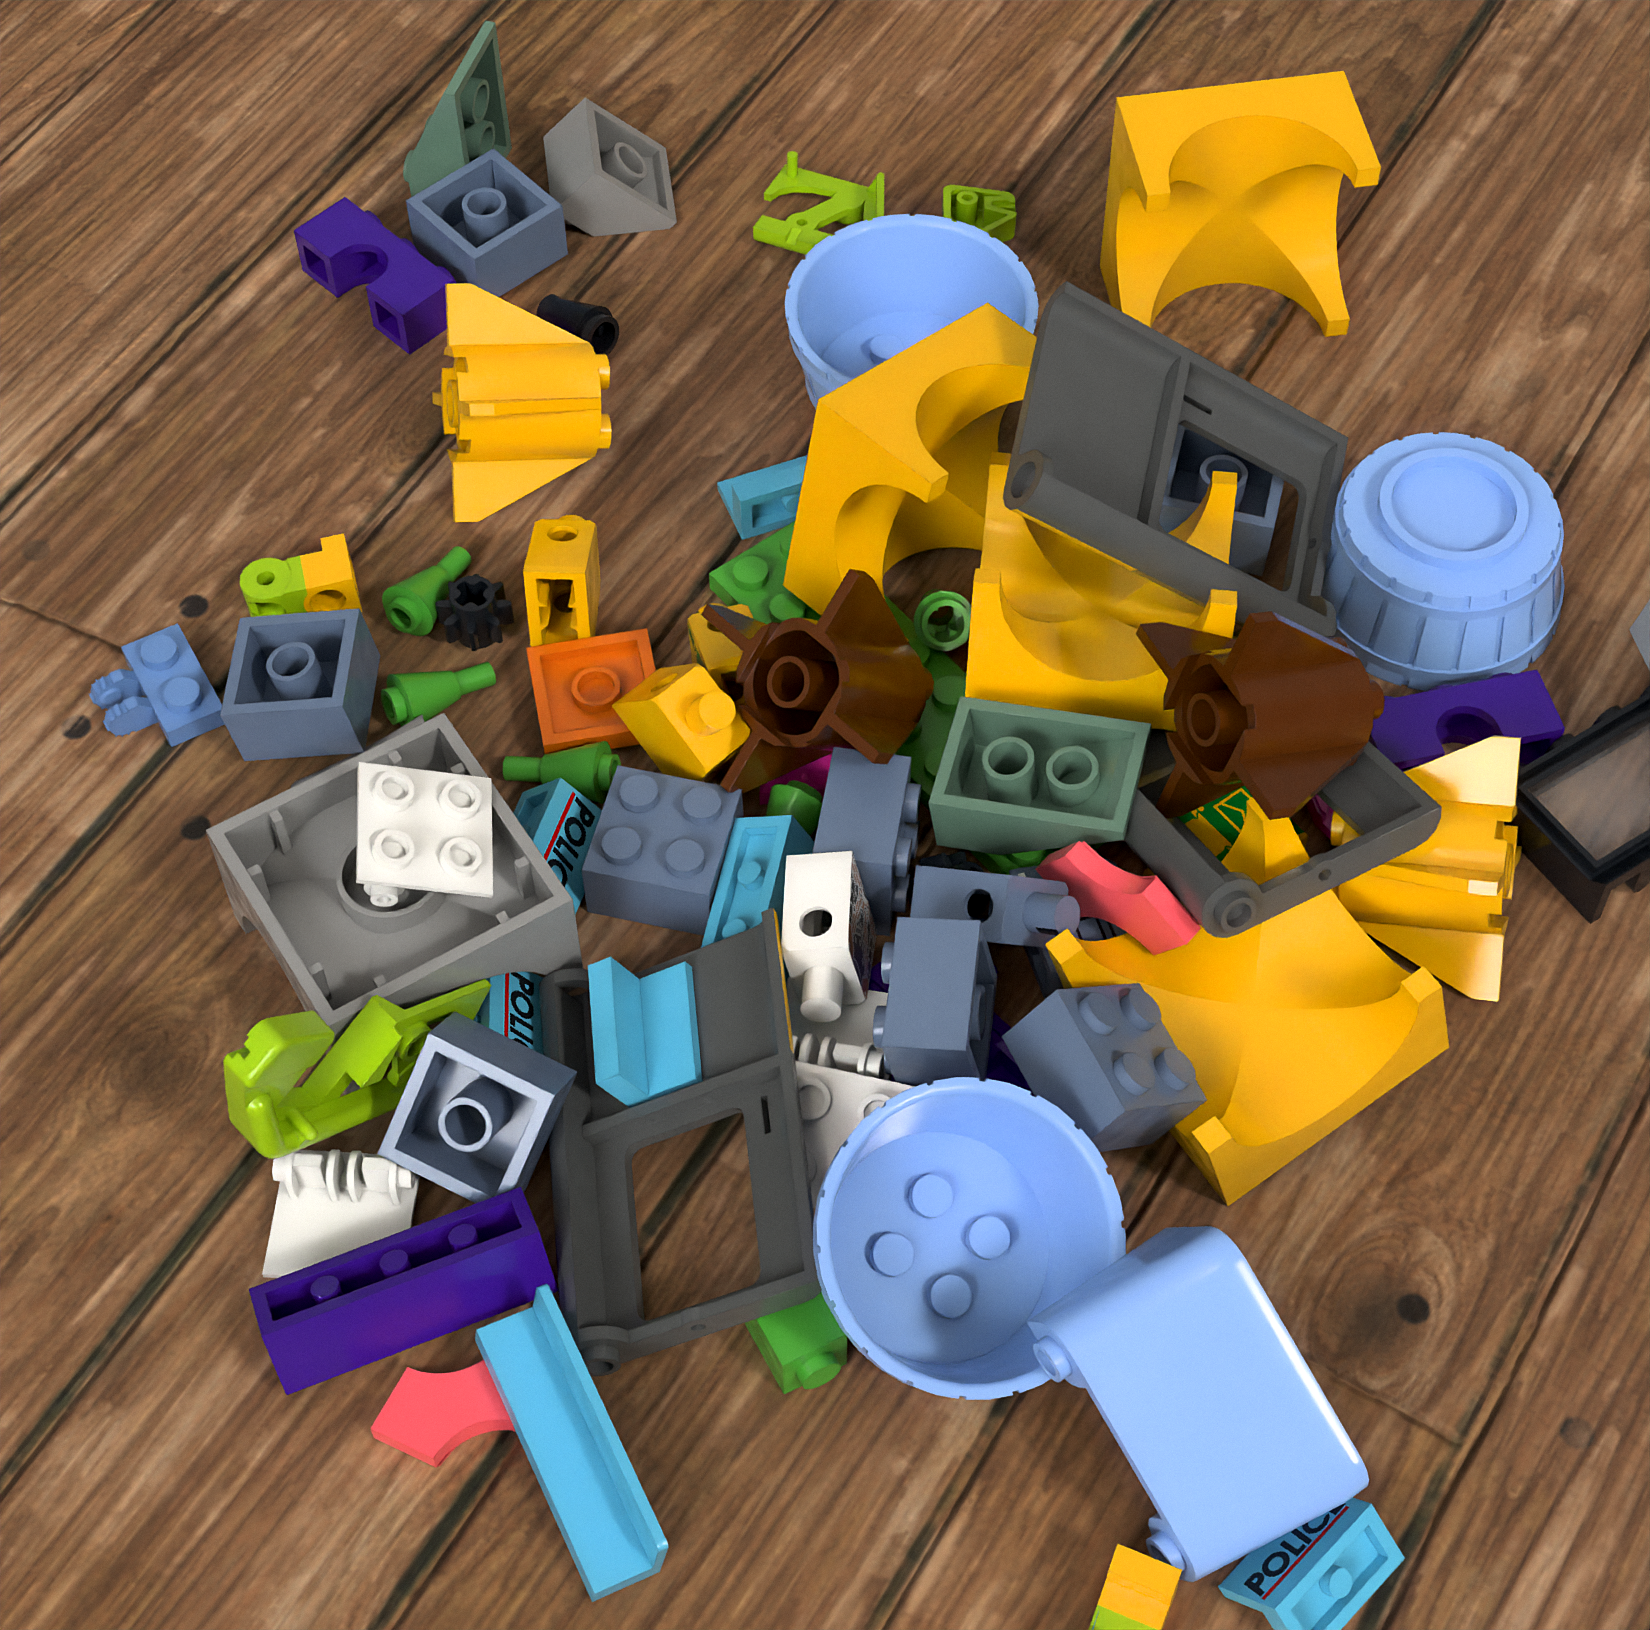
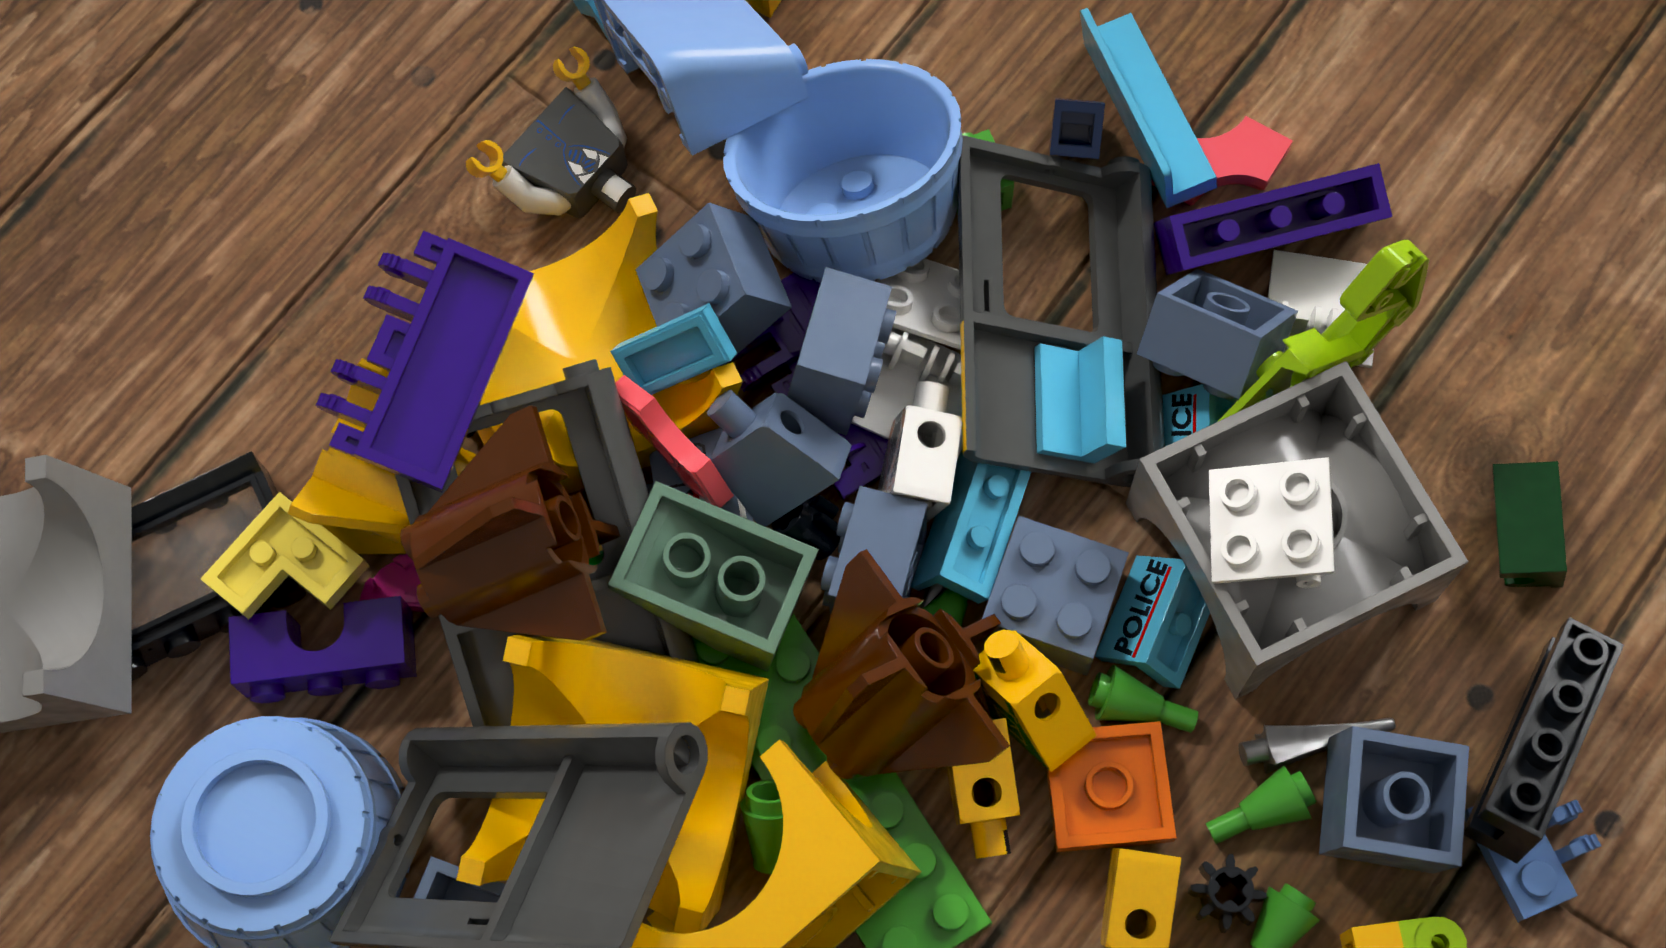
camera: 170 degrees left, 15 degrees up
(119, 979) = (1529, 524): none -> dark green hinge
(137, 749) = (1543, 741): none -> black brick
(665, 1382) = (1076, 128): none -> dark blue leg
(1133, 970) = (675, 350): none -> medium azure tile
(1350, 1293) = (566, 155): none -> torso
(1411, 876) = (434, 363): none -> dark purple hinge
(1549, 762) = (281, 547): none -> light yellow plate

